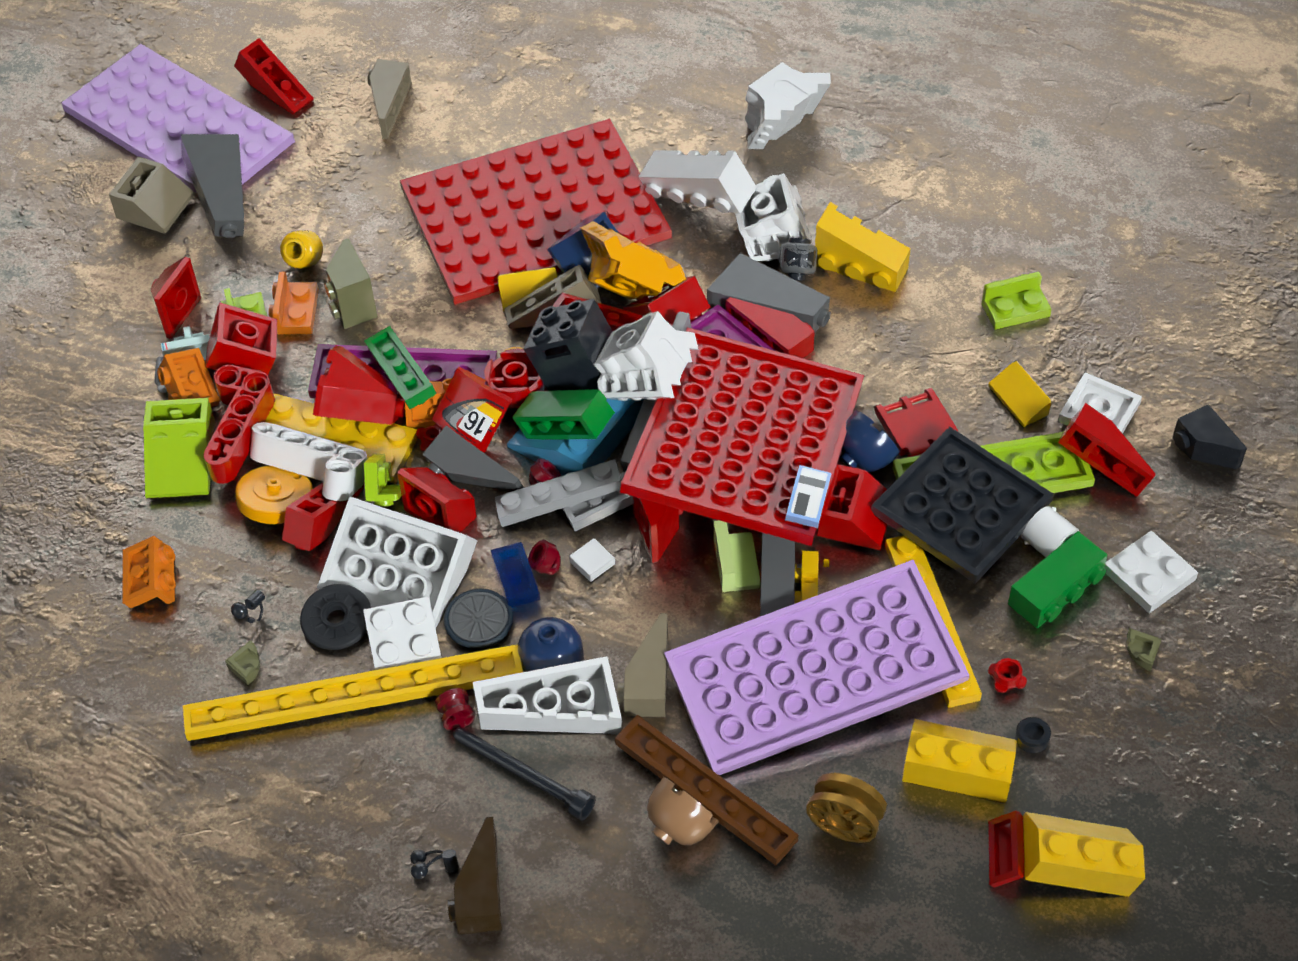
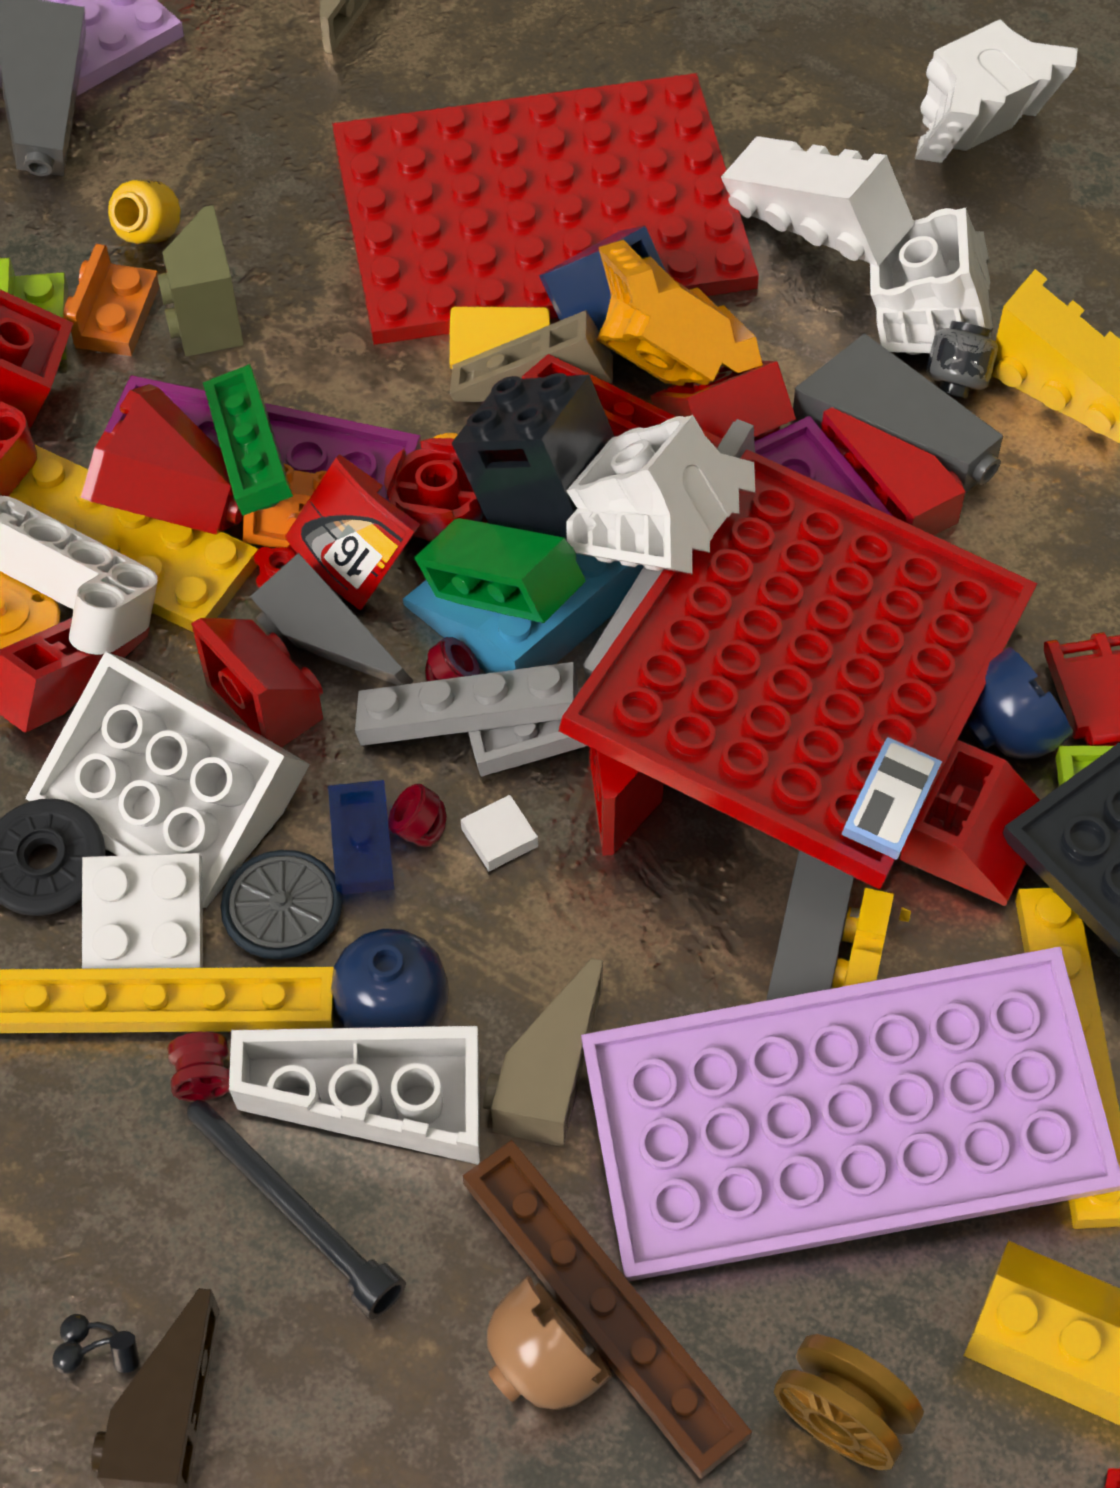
camera: 10 degrees right, 5 degrees up
(376, 475) = (161, 631): lime bracket -> none
(735, 559) = (748, 880): yellowish green panel -> none

